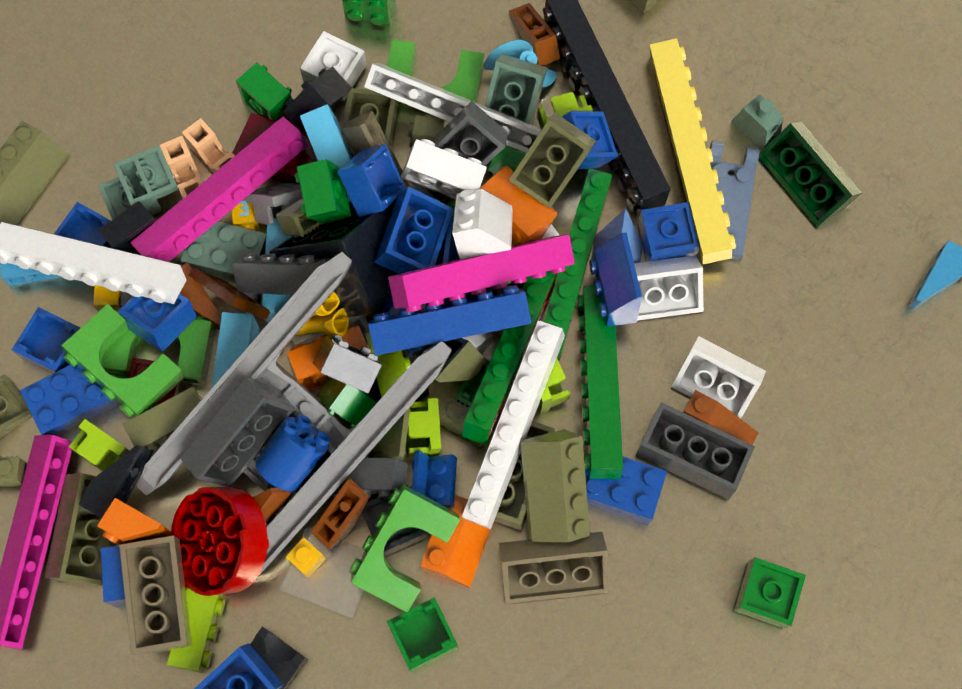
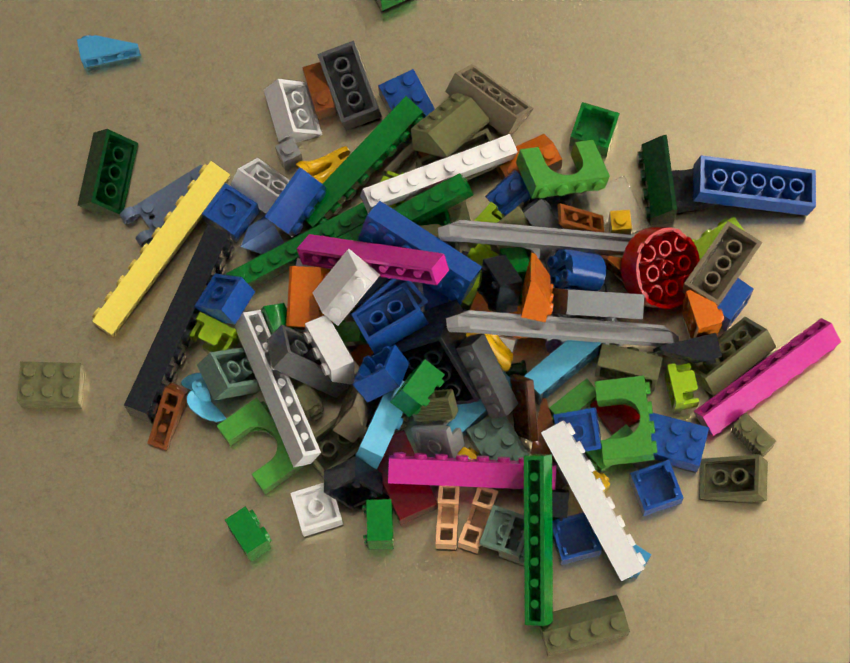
camera: 130 degrees left, 0 degrees up
(106, 186) = (538, 540): none -> green brick
(298, 378) = (536, 291): none -> orange slope
(307, 637) = (658, 181): none -> dark green slope
(552, 160) = (263, 290): olive brick -> none
(572, 415) = (401, 160): none -> dark tan tile
(645, 340) = (328, 163): none -> yellow piece
(677, 335) = (288, 154): none -> light grey brick
(759, 121) = (101, 226): sand green torso -> none

